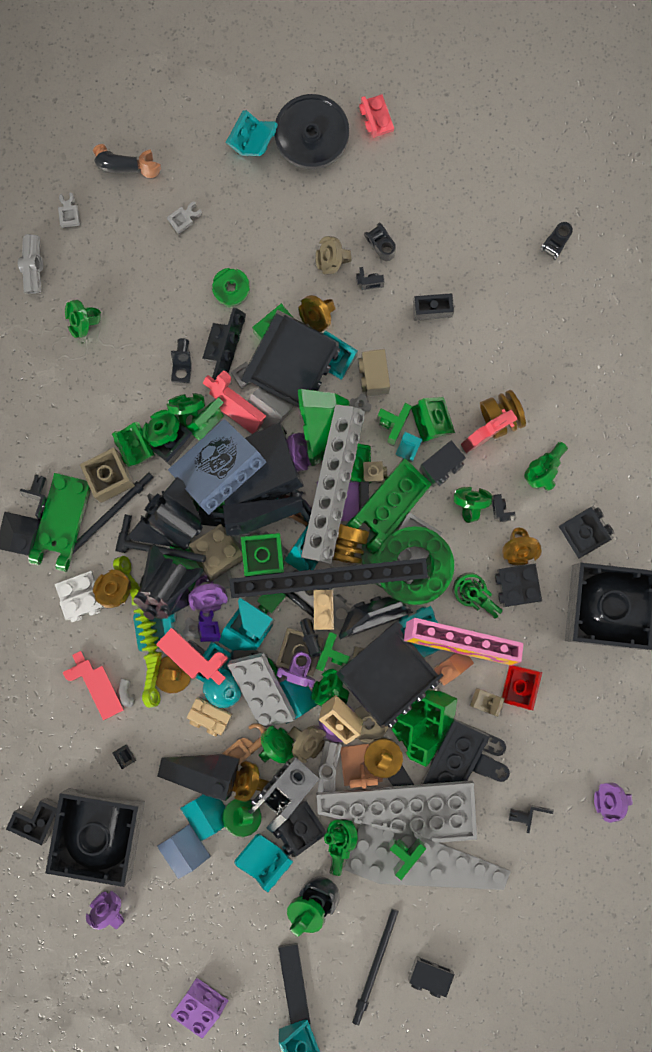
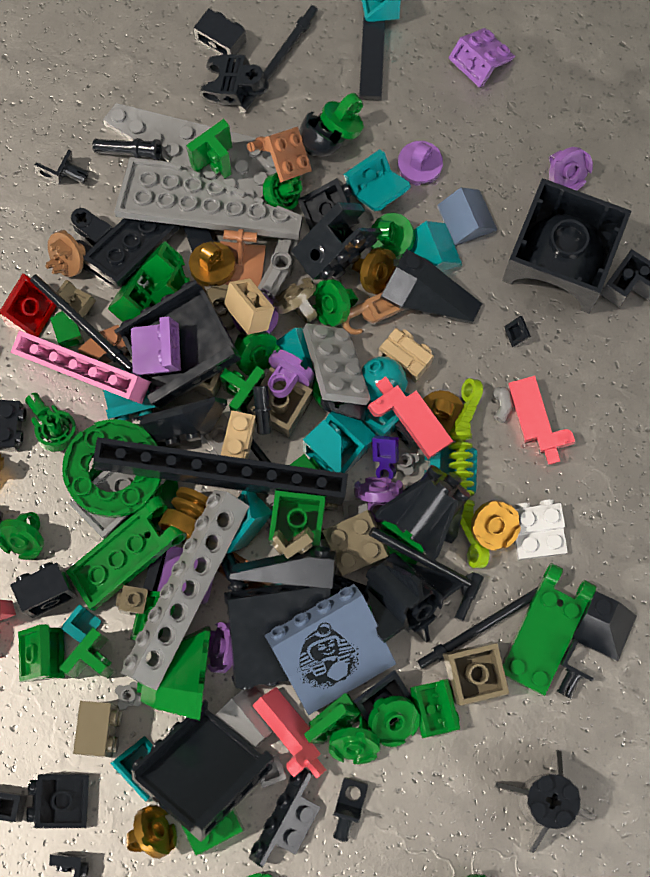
camera: 170 degrees left, 10 degrees down
(39, 396) = (533, 804): none -> black brick
(232, 892) = (420, 162): none -> medium lavender tile
(257, 531) = (299, 543): none -> dark tan bracket
(344, 869) = (286, 151): none -> nougat plate
(390, 320) = (58, 801): none -> black plate
(405, 666) = (156, 348): none -> medium lavender bracket
(407, 933) = (234, 80): none -> black piece
(439, 658) = (114, 353): none -> black bar
(473, 848) = (137, 147): none -> black pin
(486, 676) = (66, 331): none -> green brick
(505, 738) = (65, 254): none -> medium nougat plate

